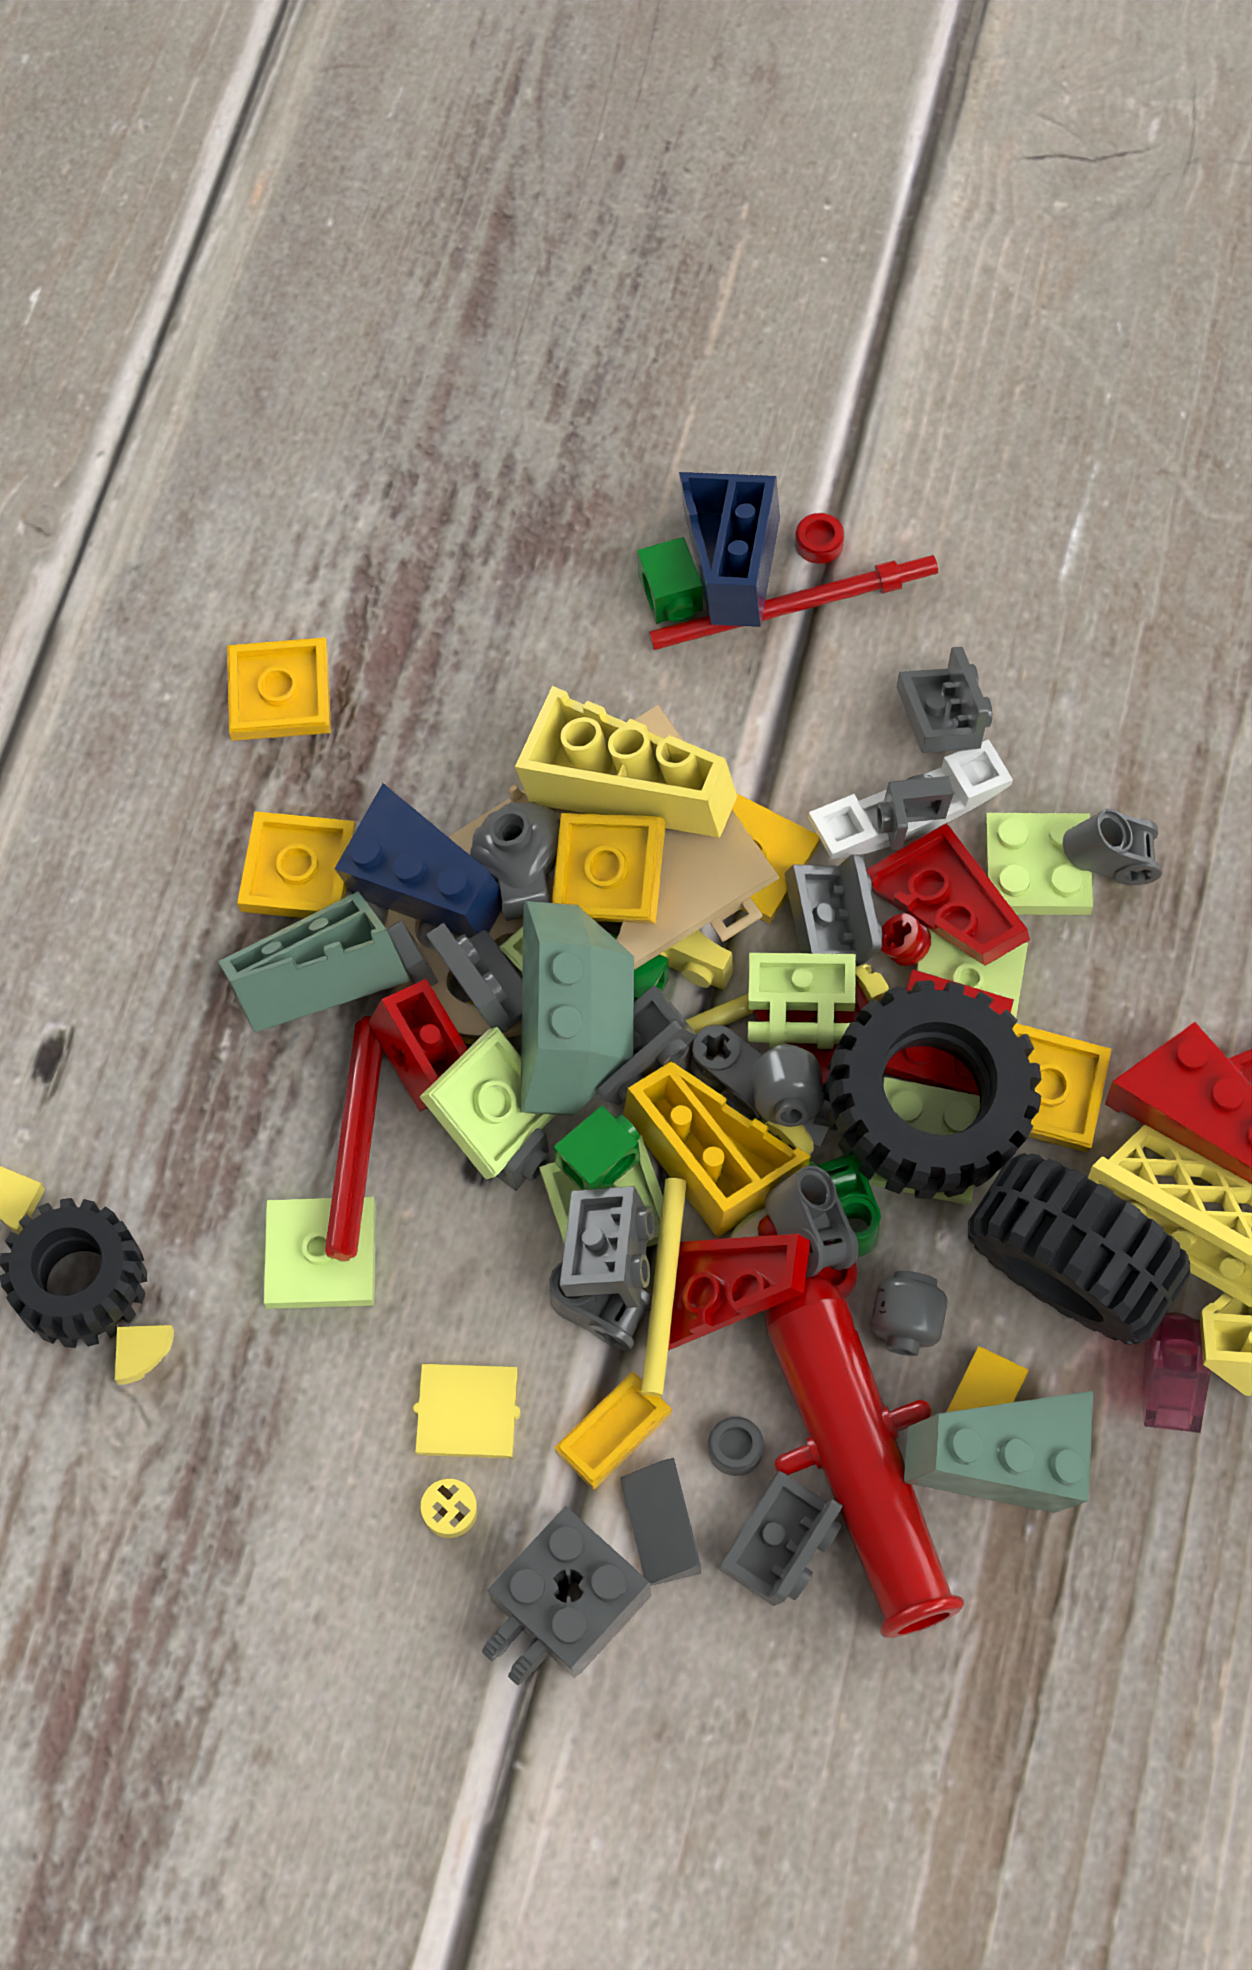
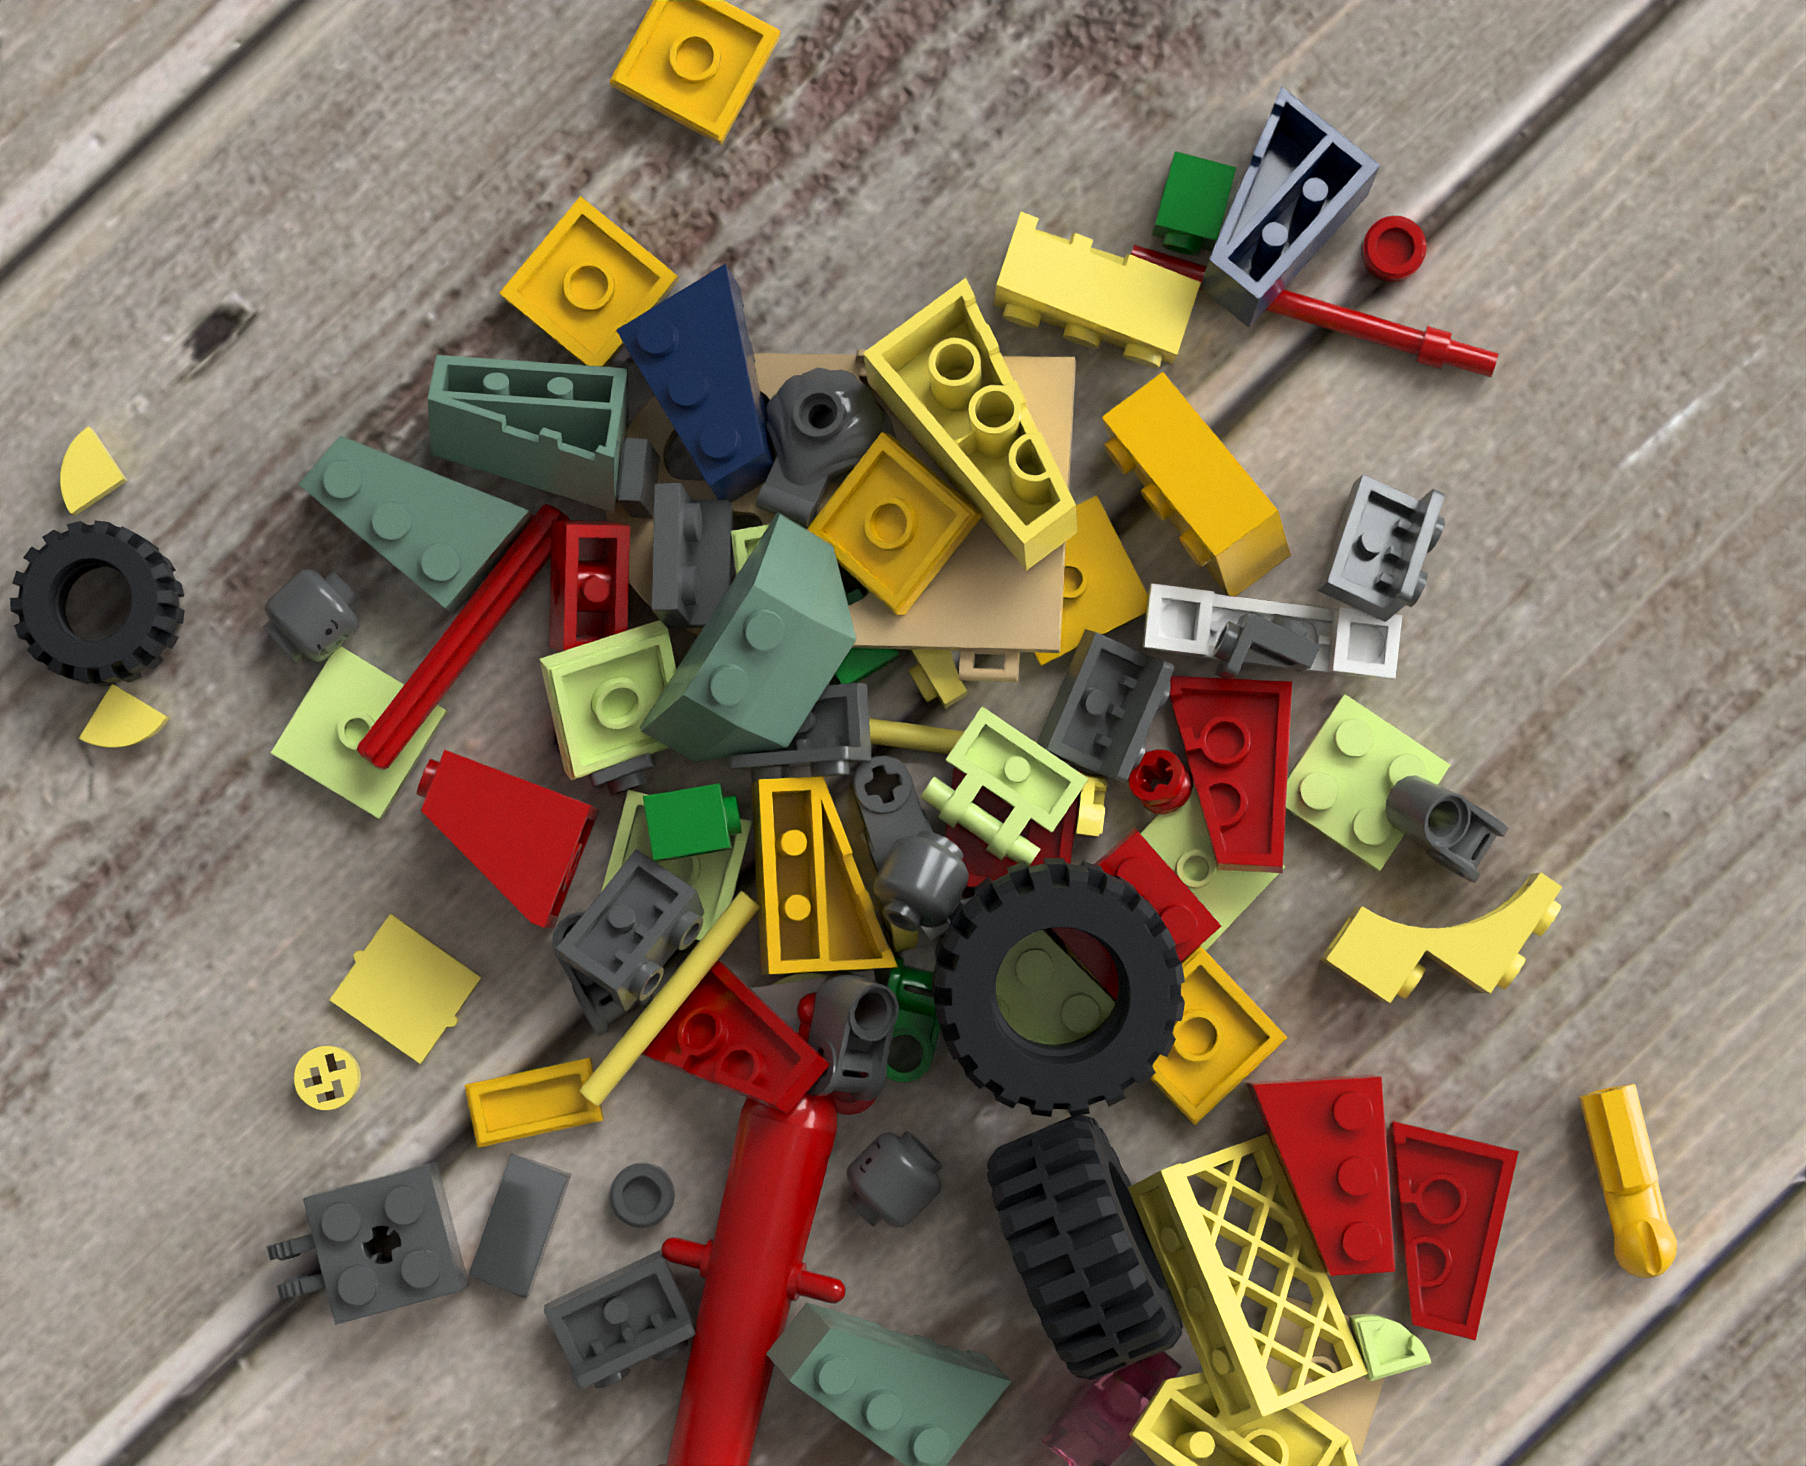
camera: 25 degrees right, 20 degrees up
(236, 1188) = (312, 615): none -> dark grey head
(269, 1079) = (417, 519): none -> sand green wedge
(470, 1237) = (510, 830): none -> red slope
(644, 666) = (1094, 294): none -> light yellow wedge
(797, 739) = (1196, 485): none -> yellow wedge
(988, 1382) = (916, 1300): yellow tile -> none
(1139, 953) = (1482, 952): none -> light yellow arch

